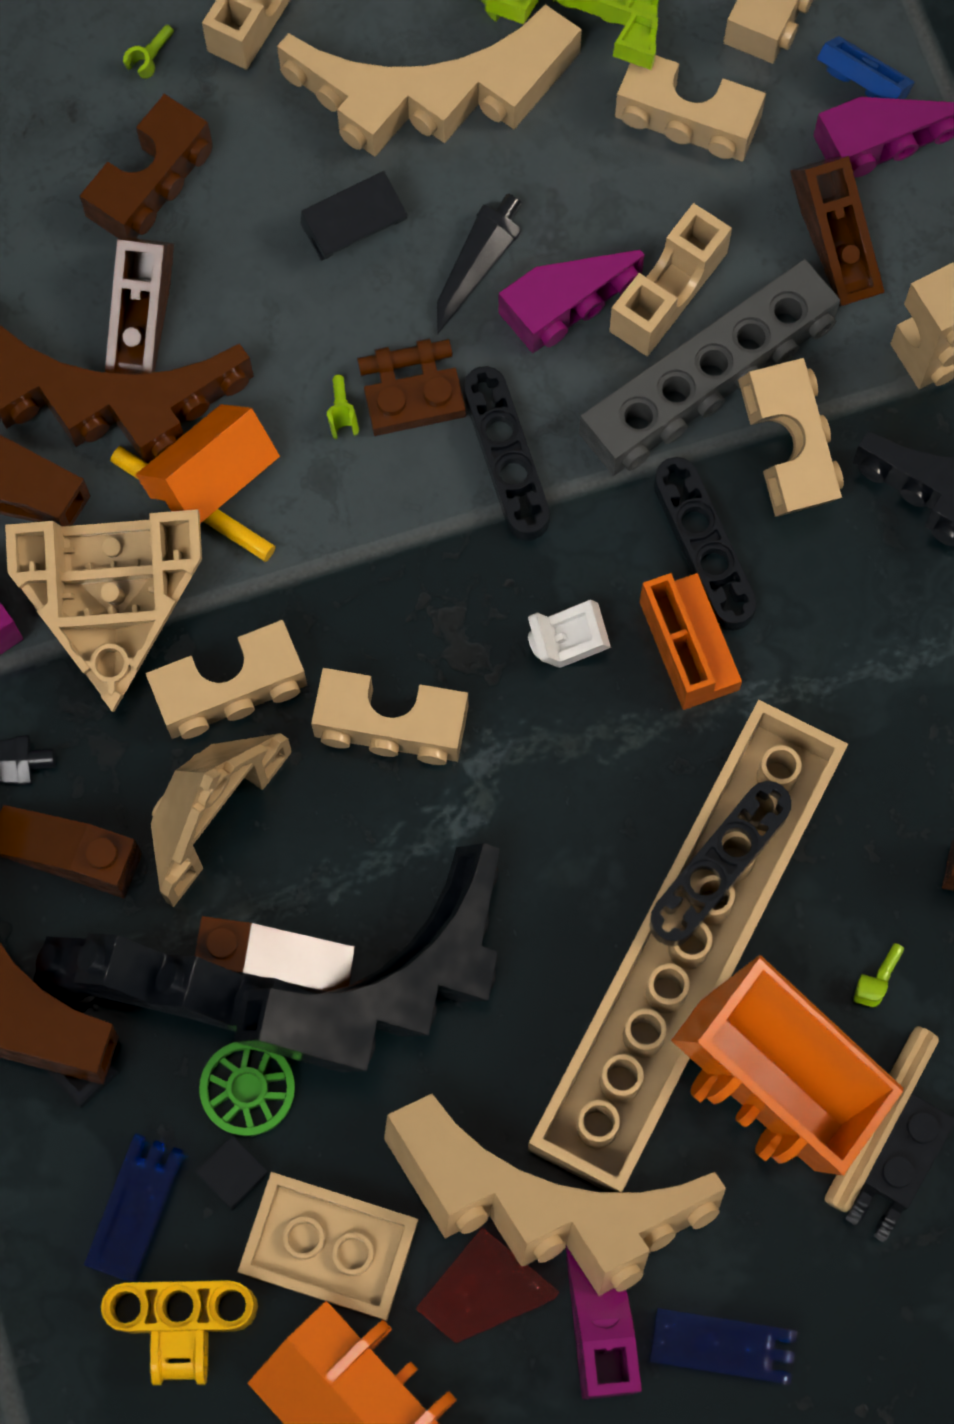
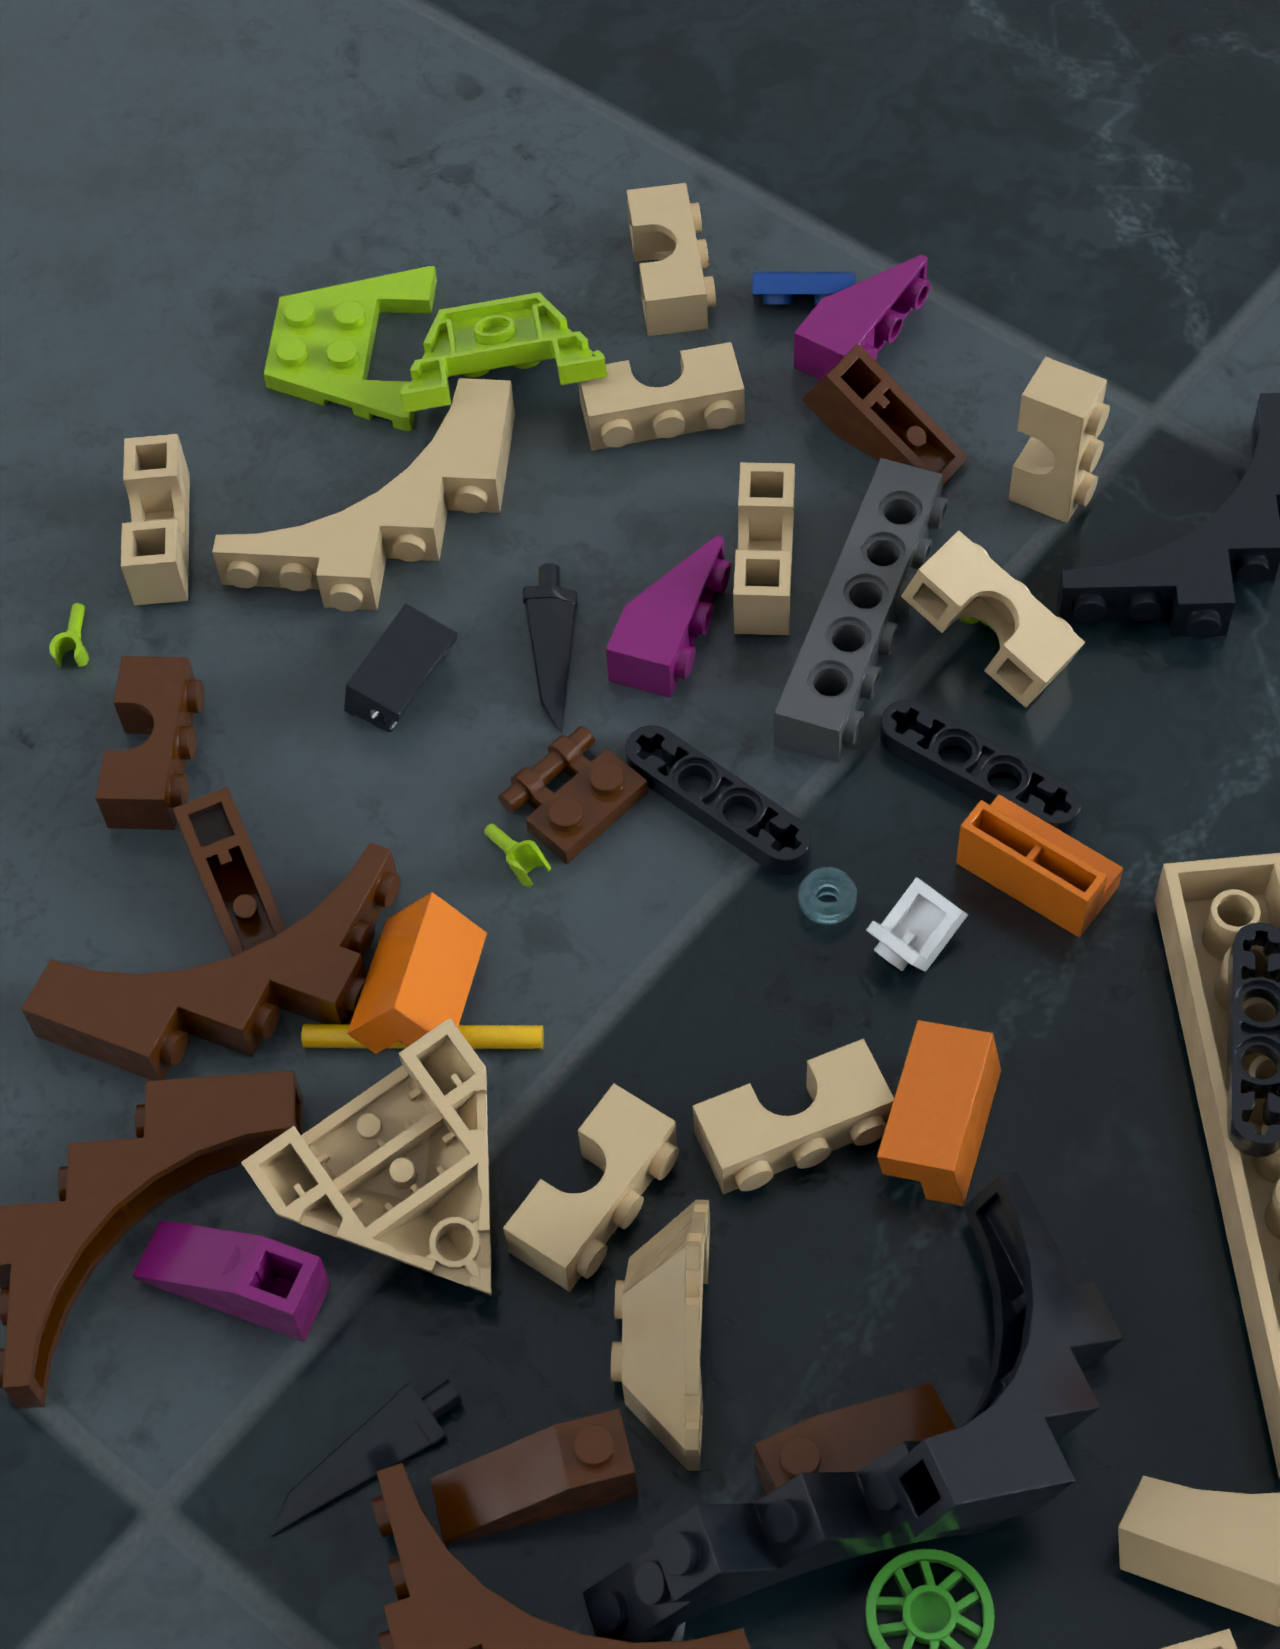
camera: 30 degrees left, 15 degrees down
(487, 773) = (941, 1110): none -> orange piece
(529, 559) = (832, 882): none -> clear light blue plate

